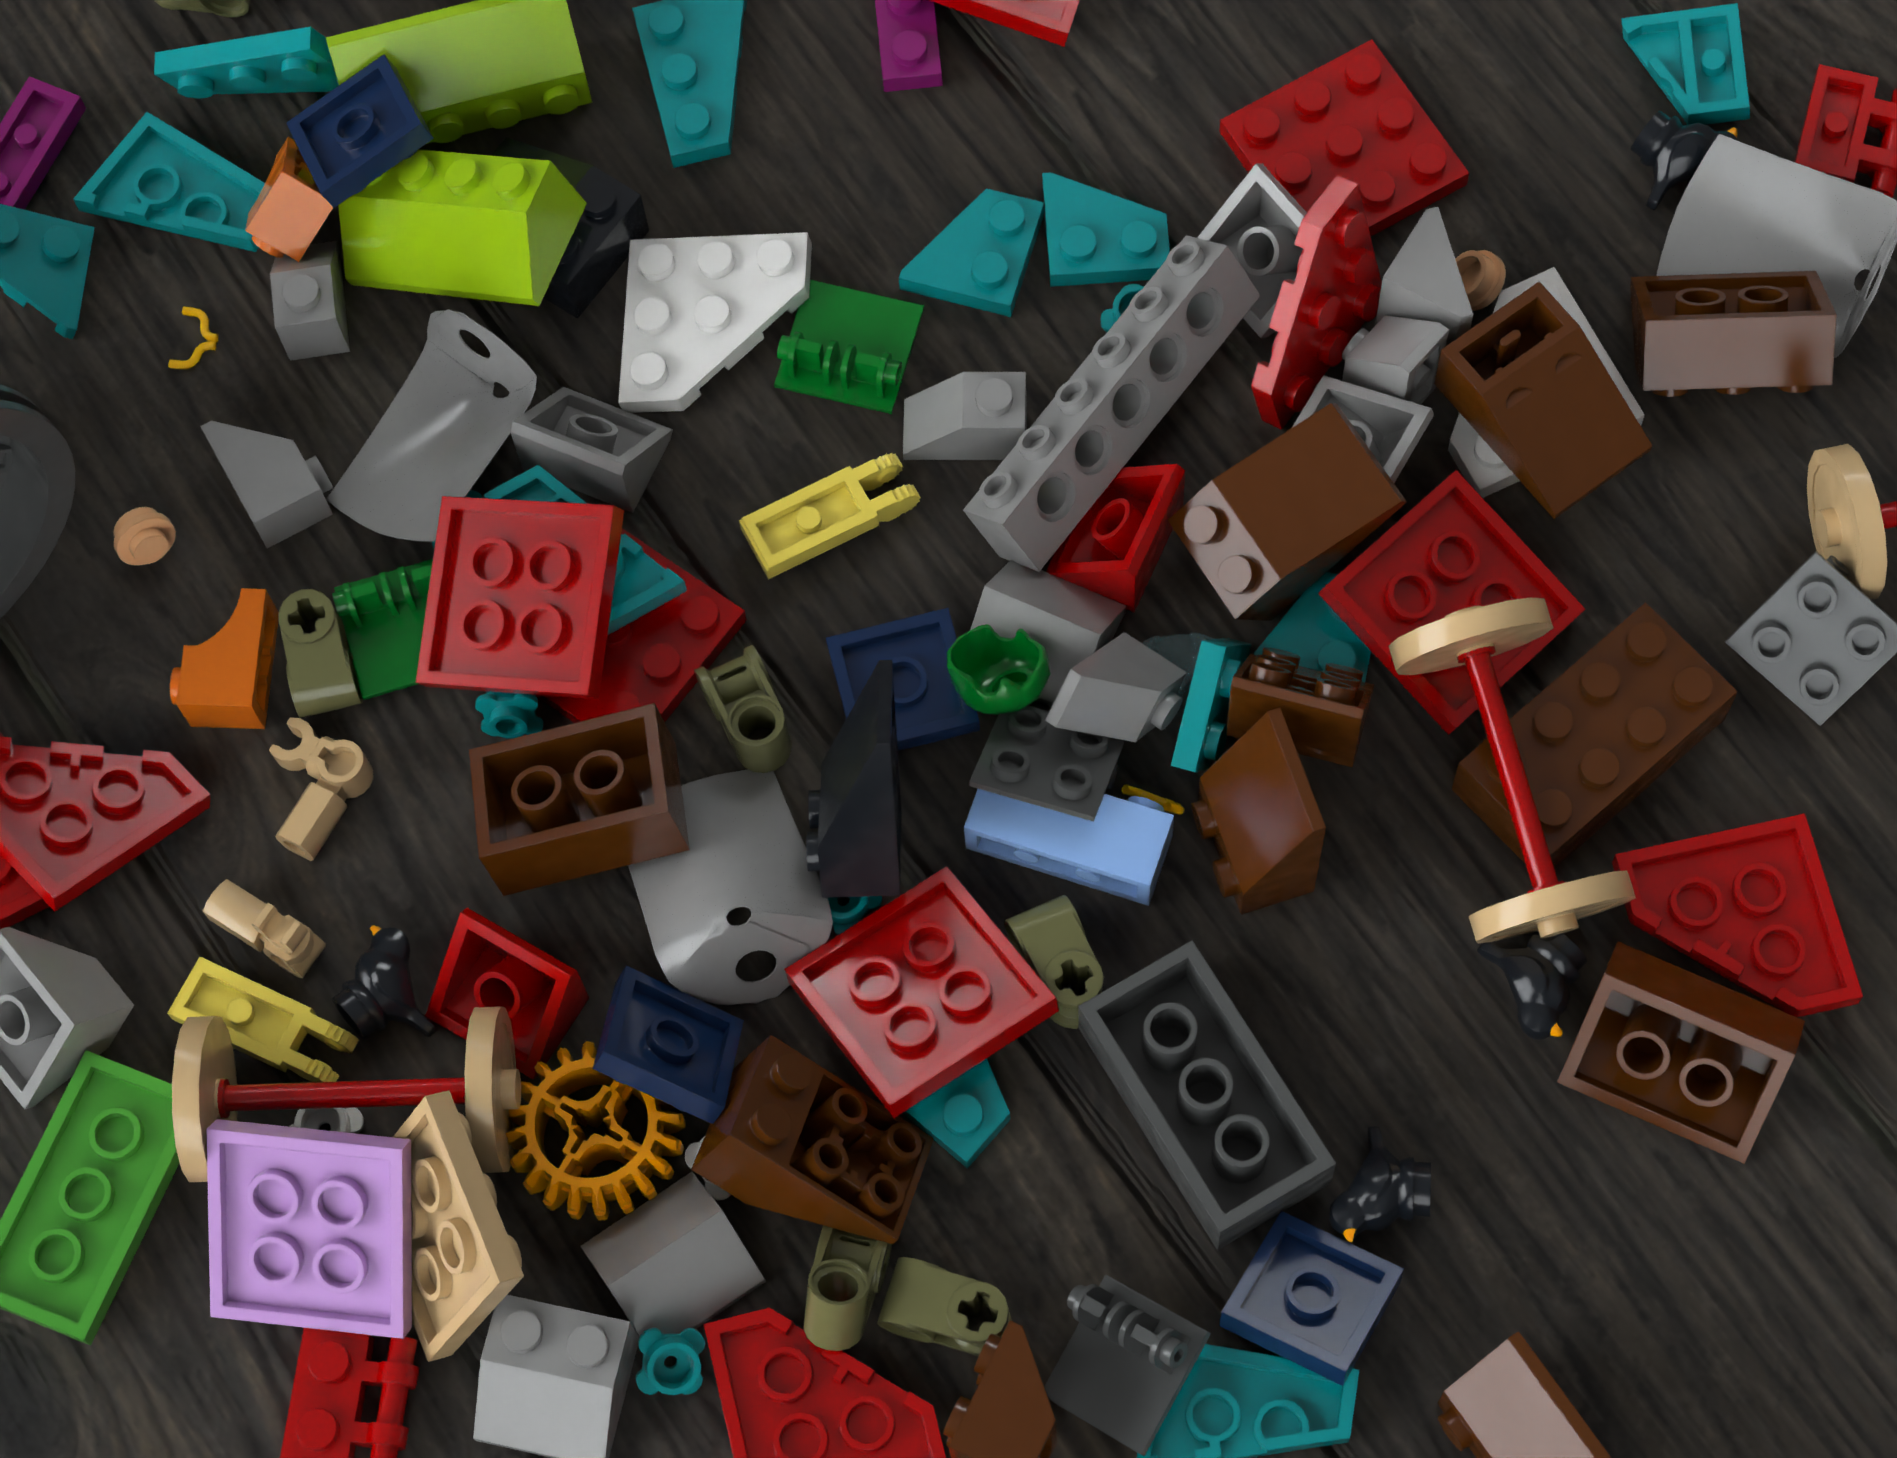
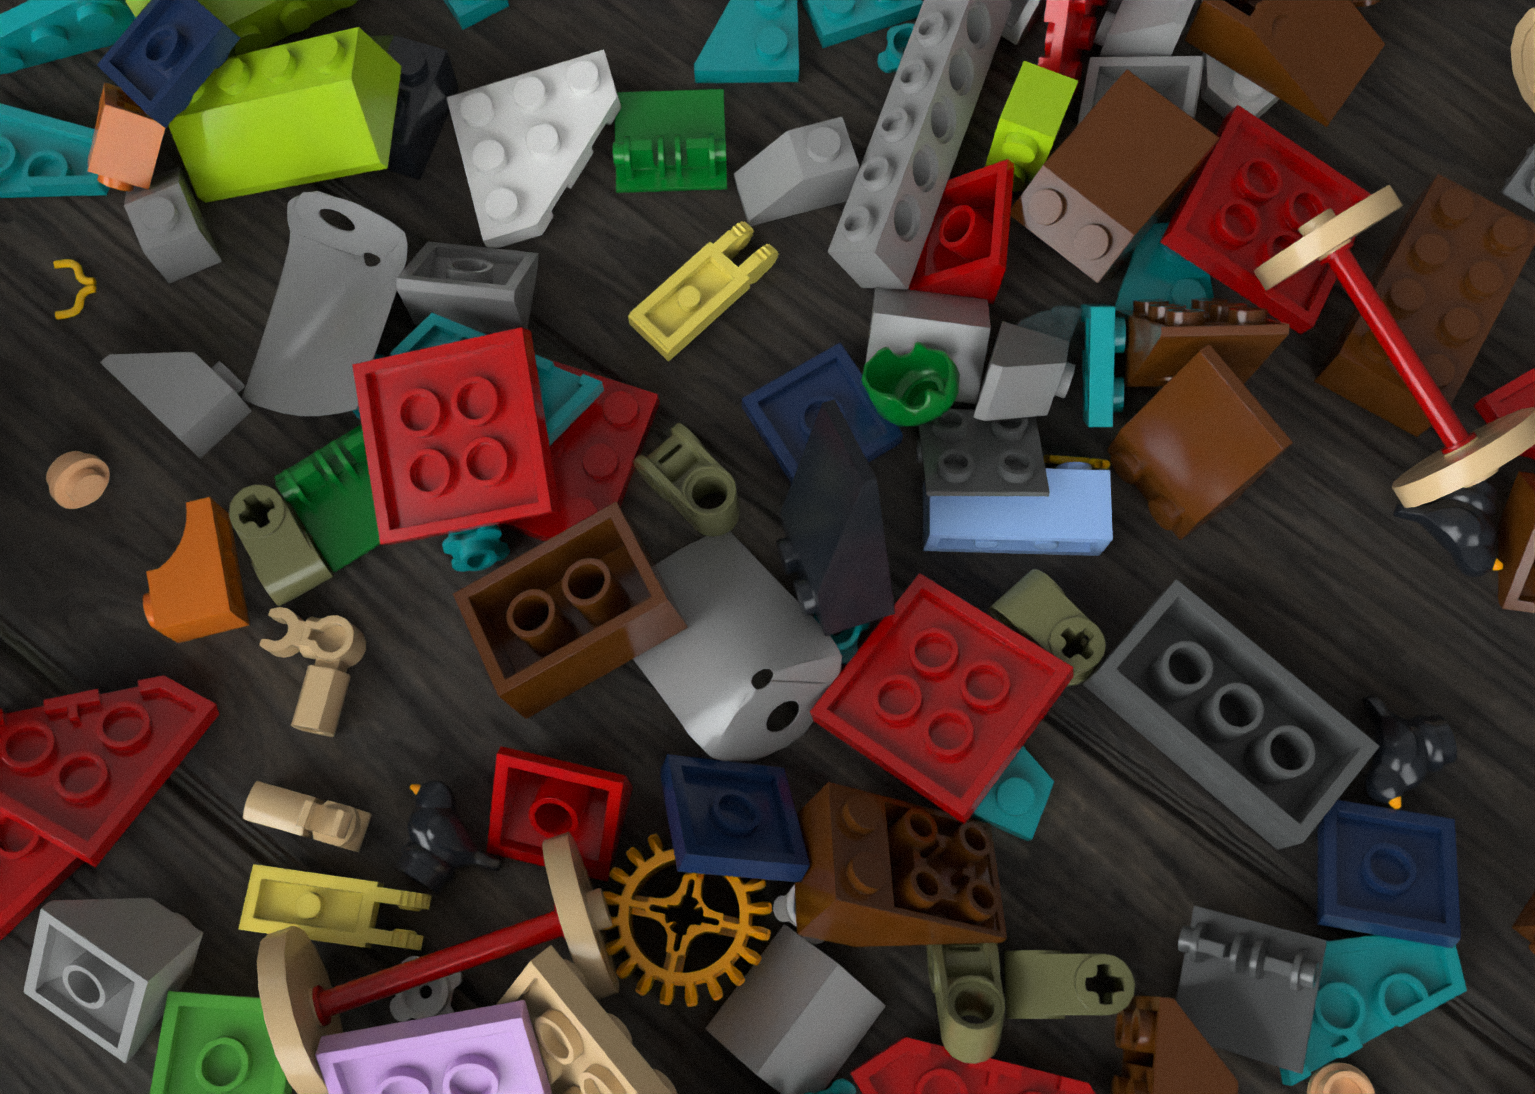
camera: 25 degrees left, 5 degrees up
(1220, 428) = (1031, 121): none -> lime brick

